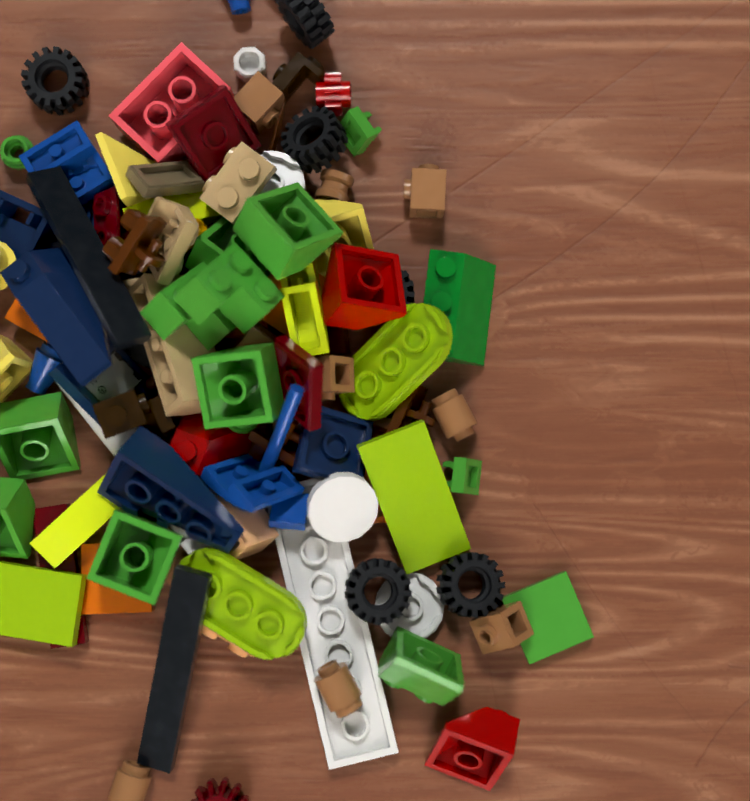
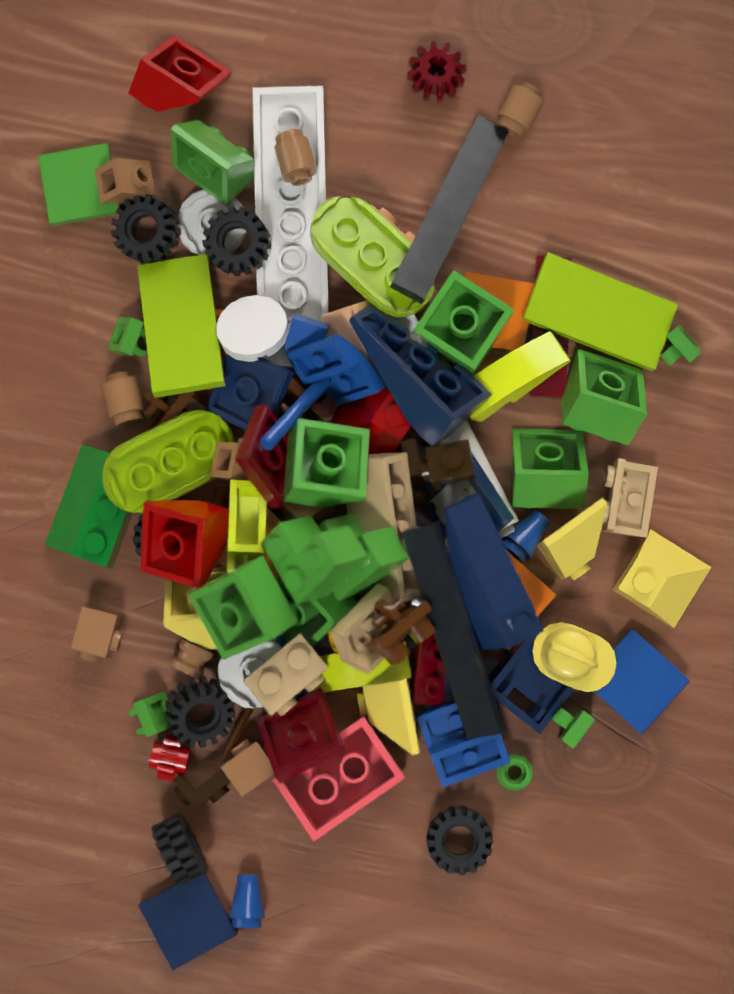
camera: 170 degrees left, 0 degrees up
(164, 179) = (359, 696): dark tan tile -> none
(248, 62) = (251, 813): white tile -> none

